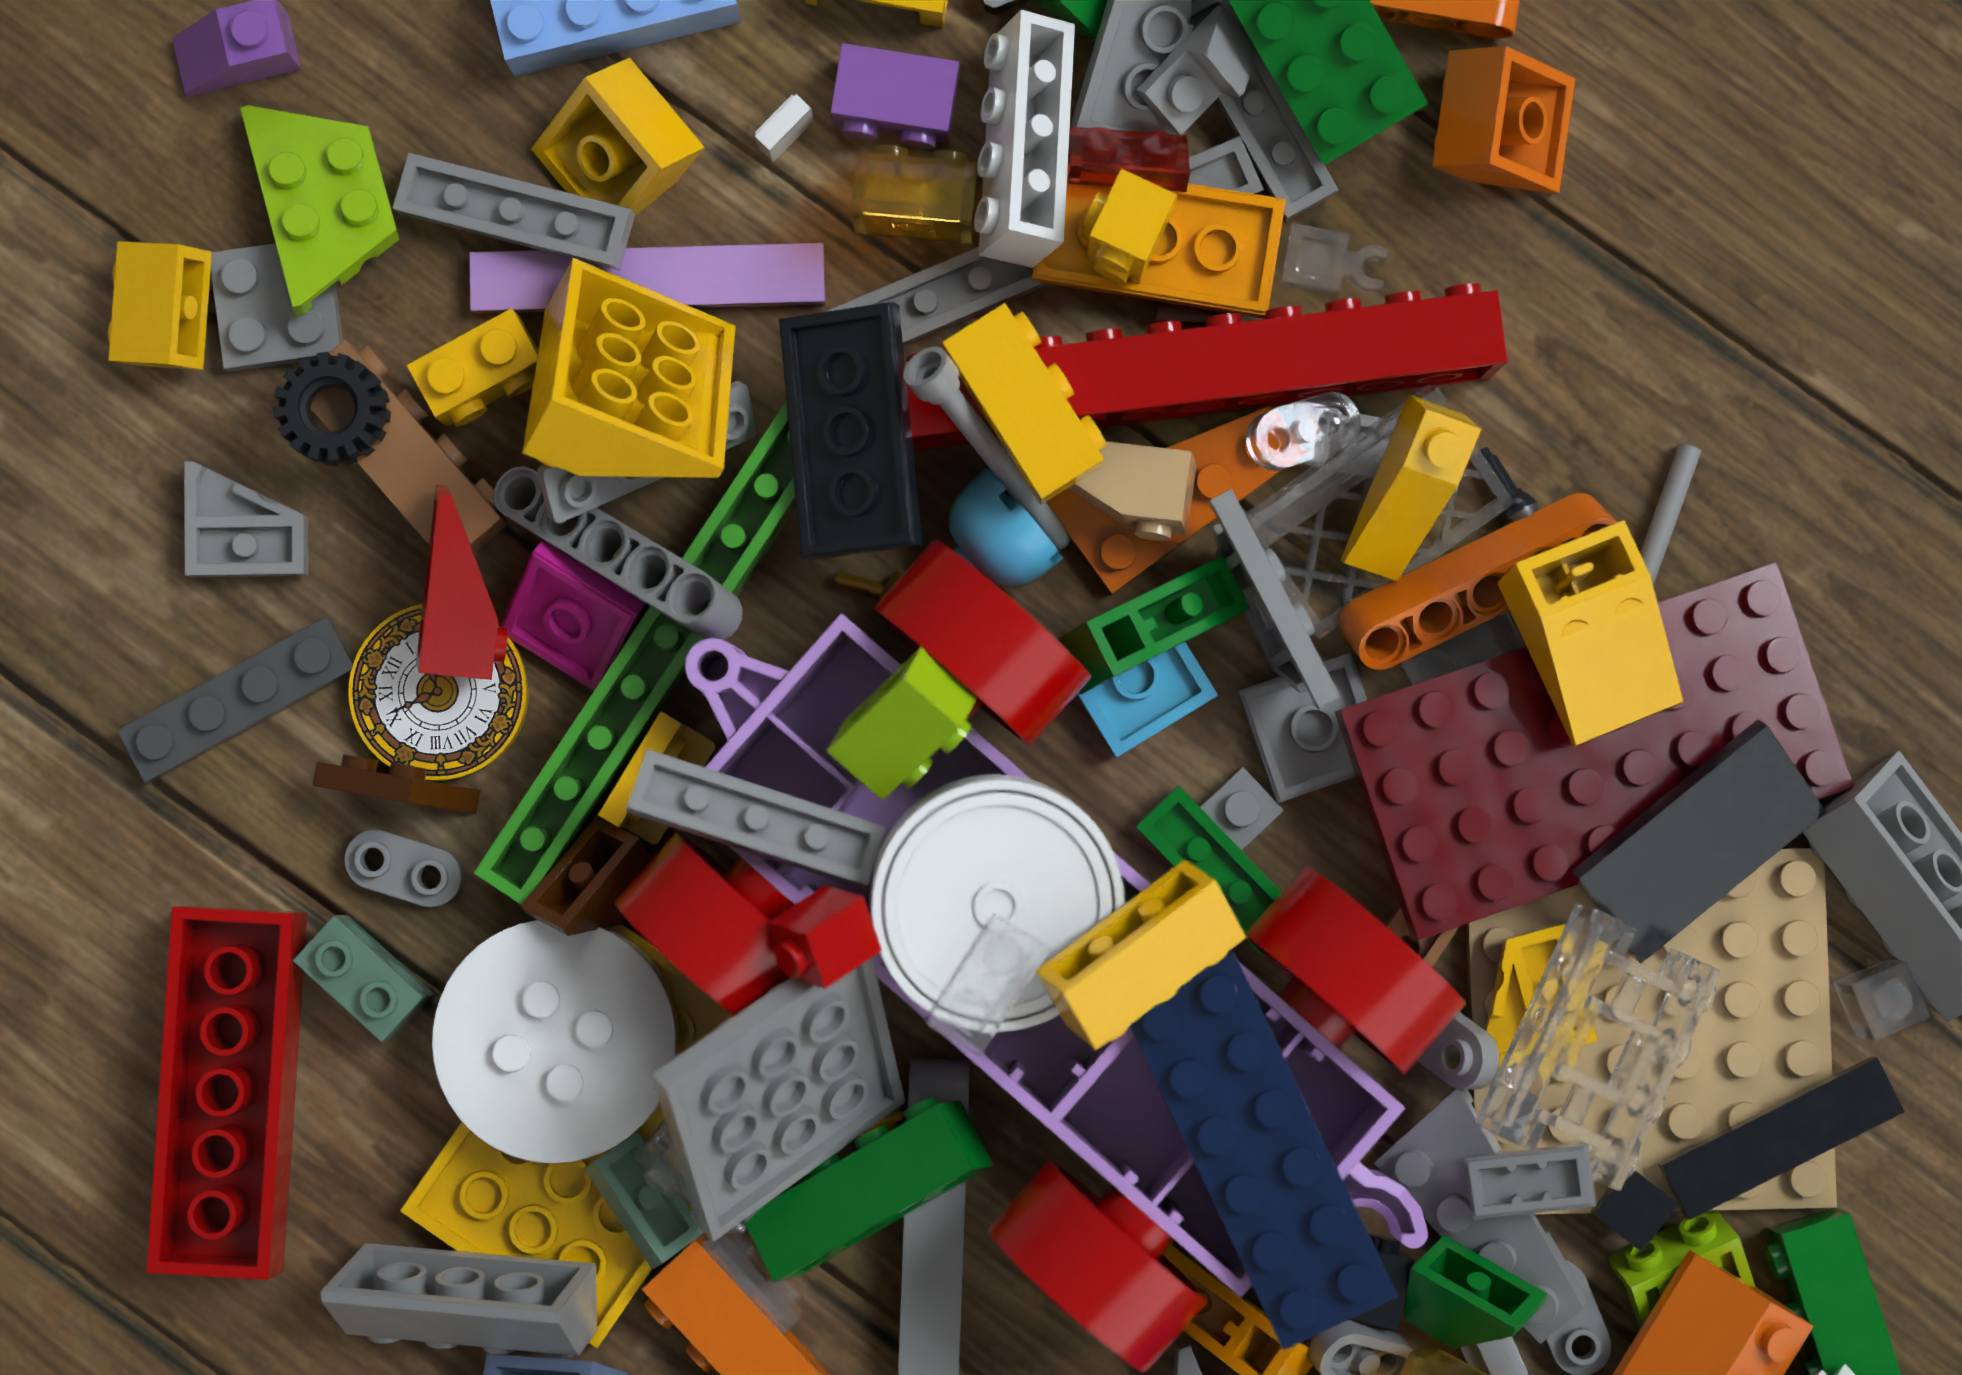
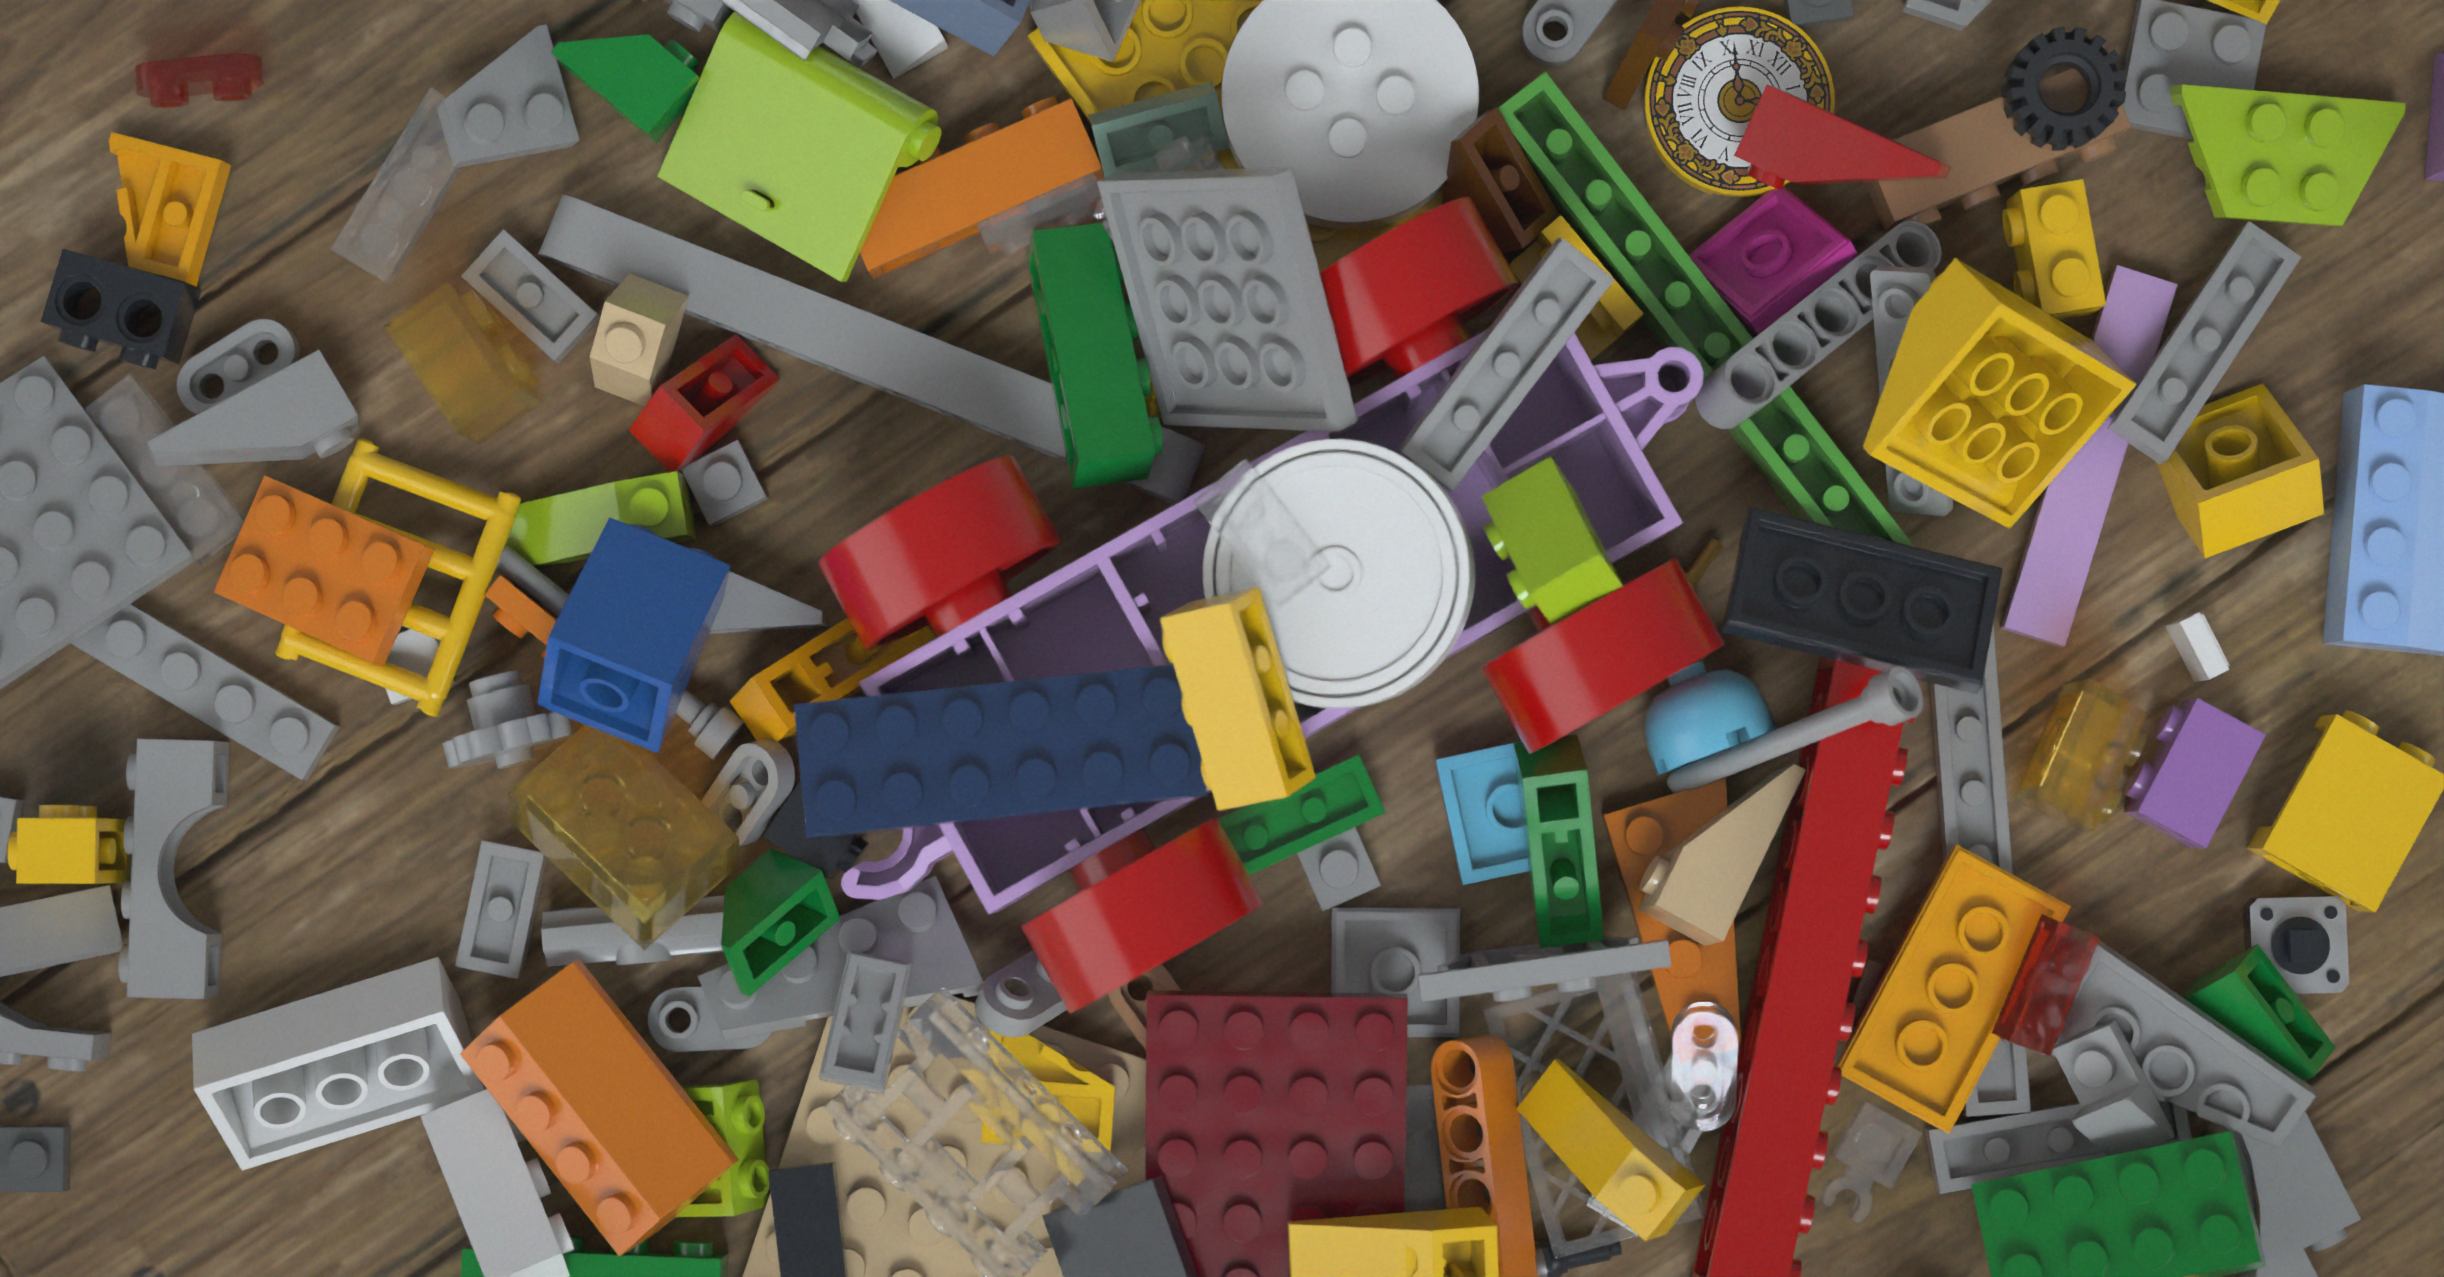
camera: 110 degrees right, 0 degrees up
(824, 937) = (1366, 388): red brick -> none
(1025, 139) = (2102, 887): white brick -> none
(1026, 402) = (1832, 785): yellow brick -> none
(1126, 226) = (1976, 954): yellow brick -> none
(1635, 1210) = (797, 1120): black tile -> none

